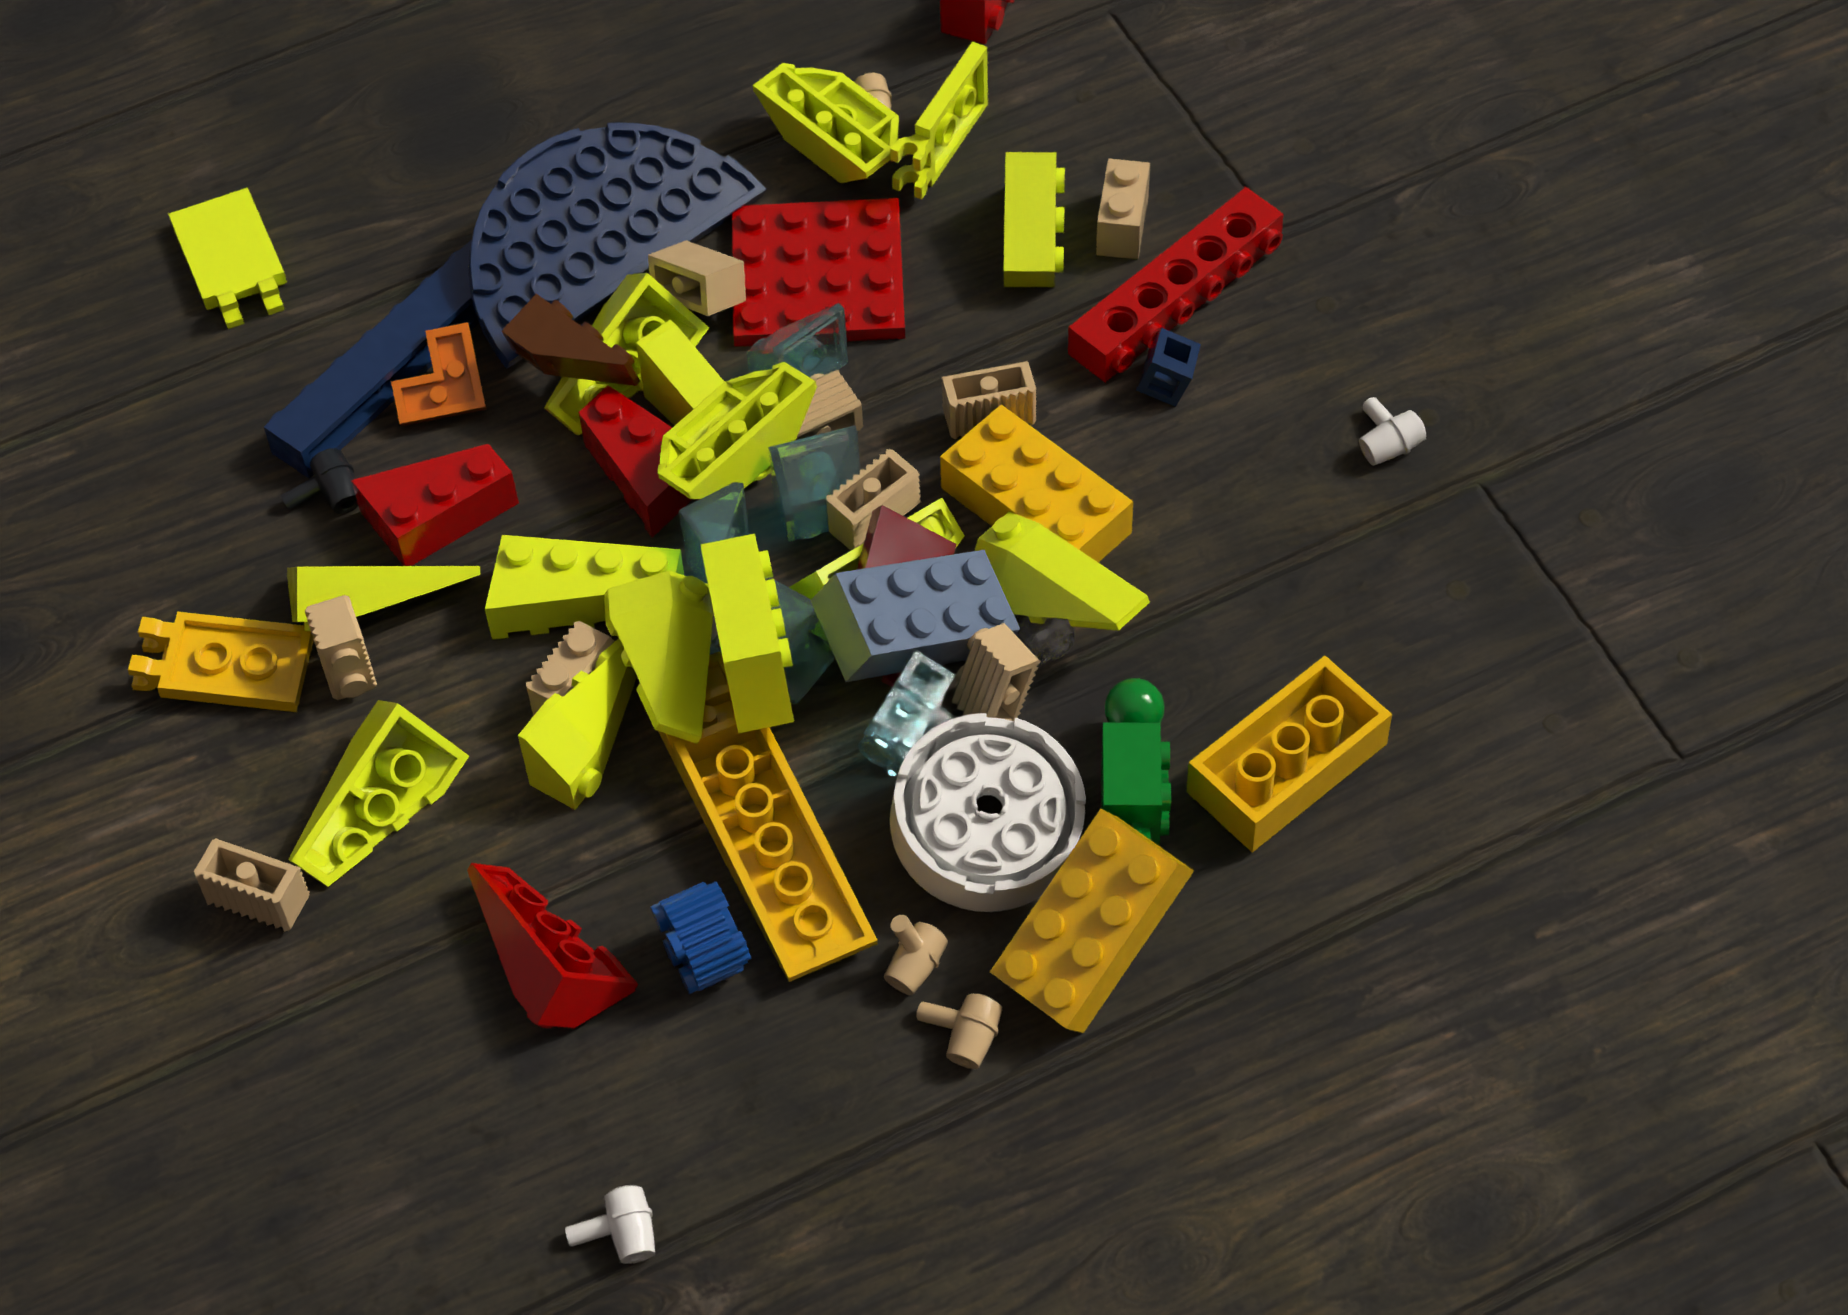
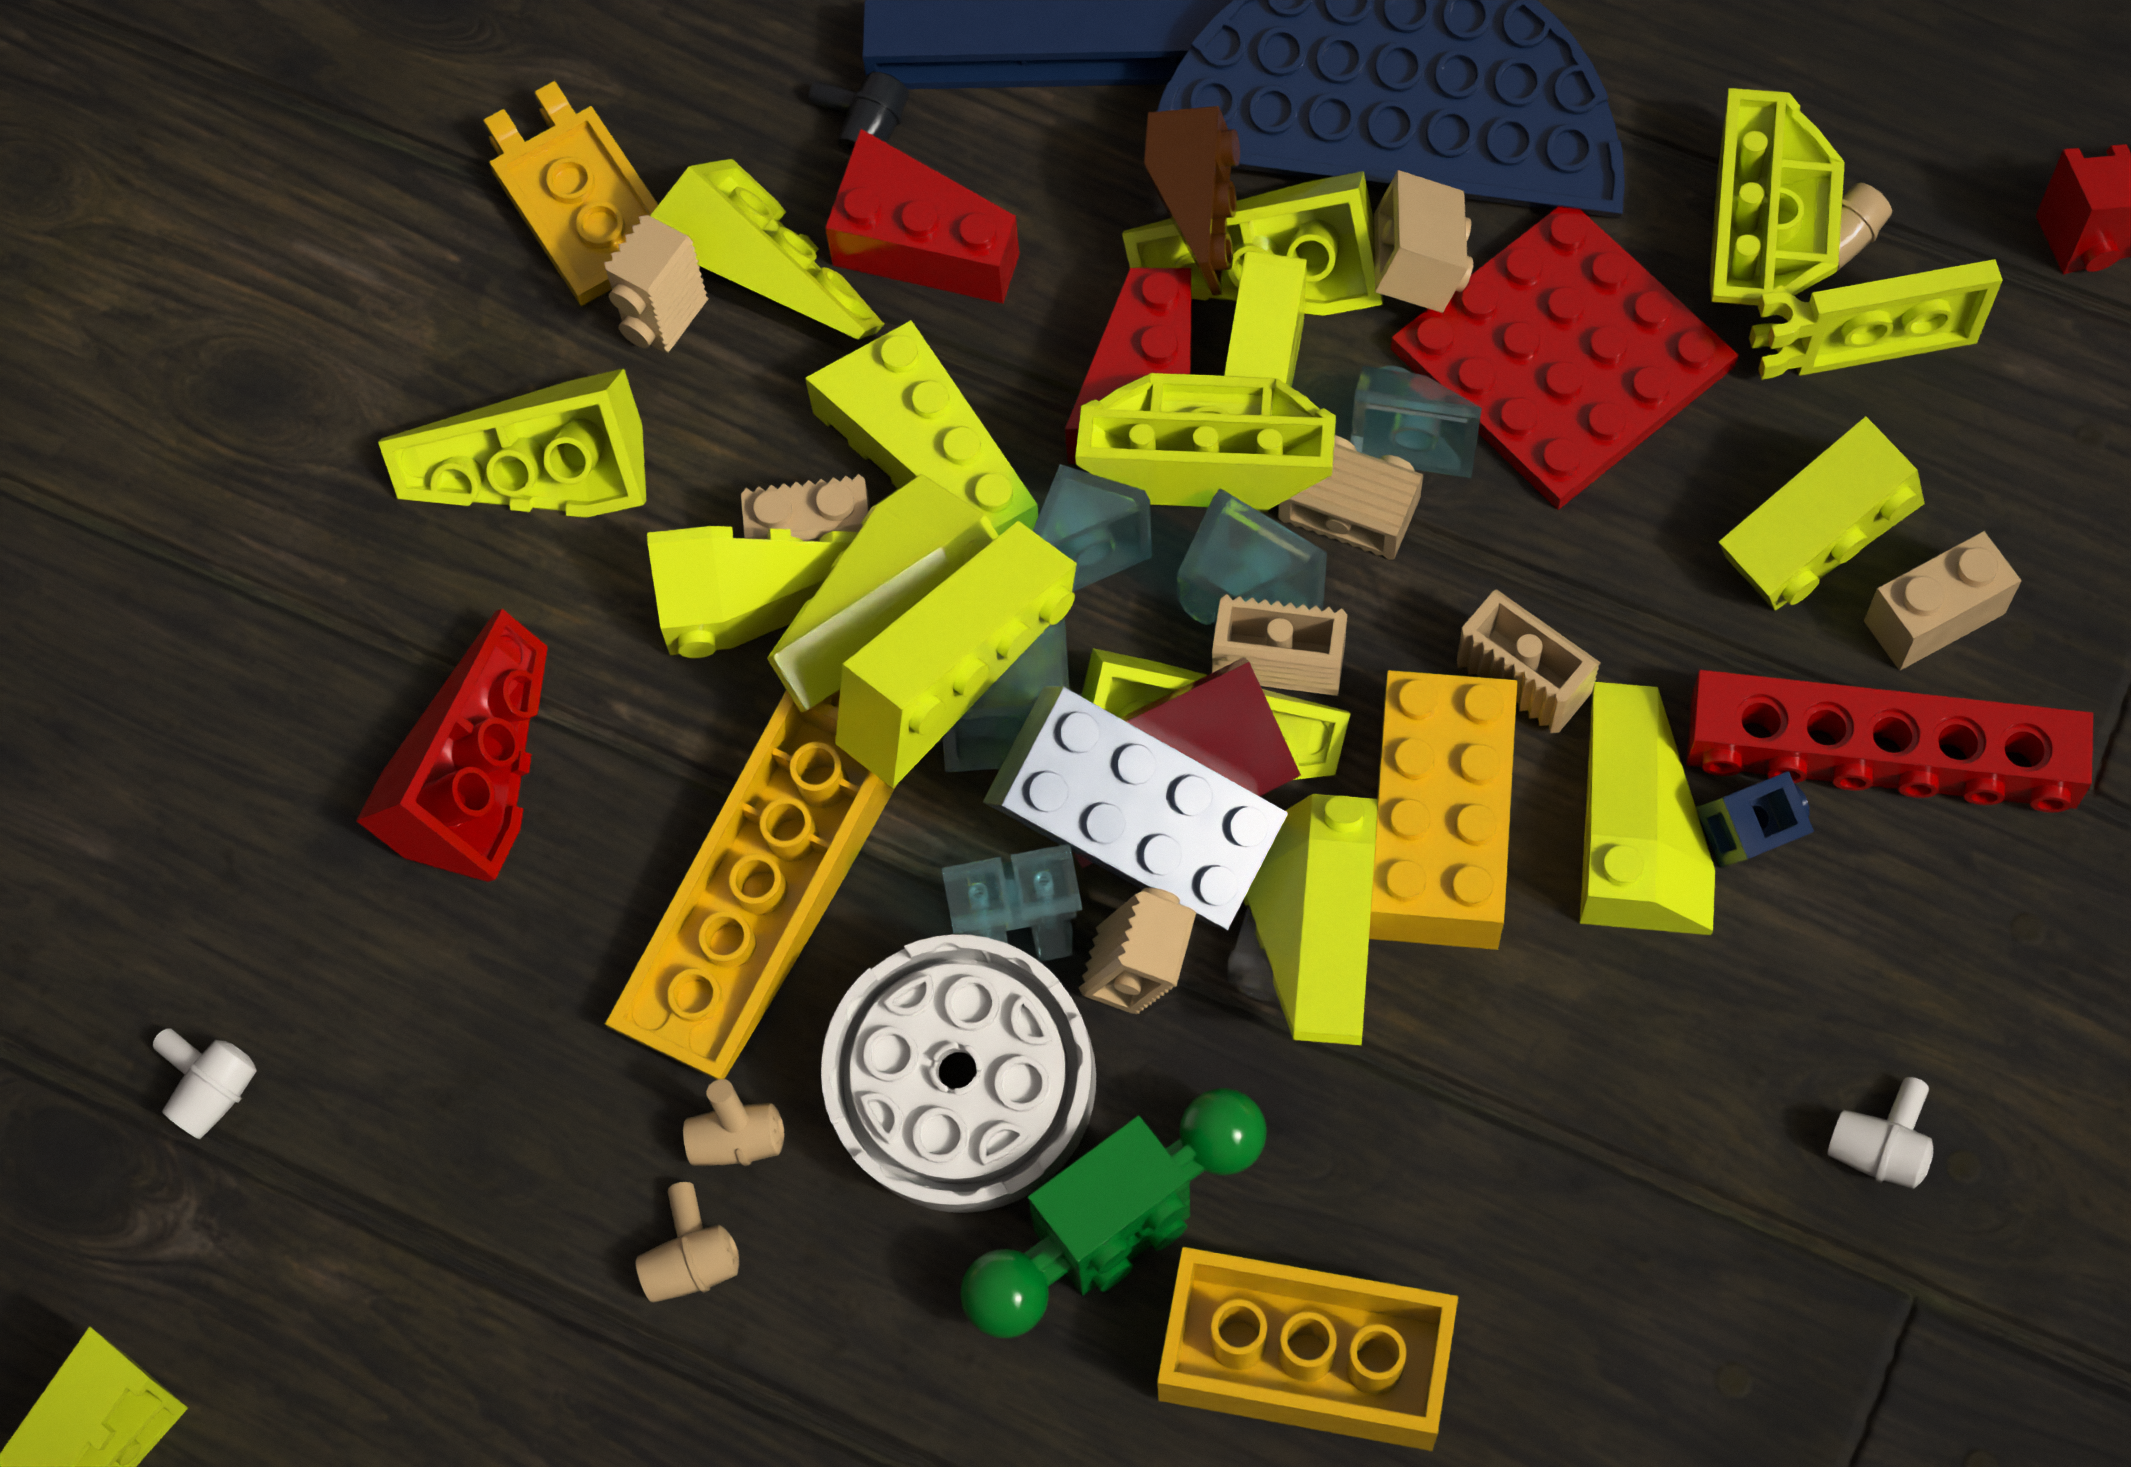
camera: 55 degrees right, 10 degrees up
(251, 884) = (324, 429): tan brick -> none
(451, 388) = (1078, 124): orange plate -> none
(701, 936) = (576, 898): blue brick -> none
(1091, 921) = (885, 1293): yellow brick -> none
(1124, 425) = (1642, 830): none -> neon yellow wedge

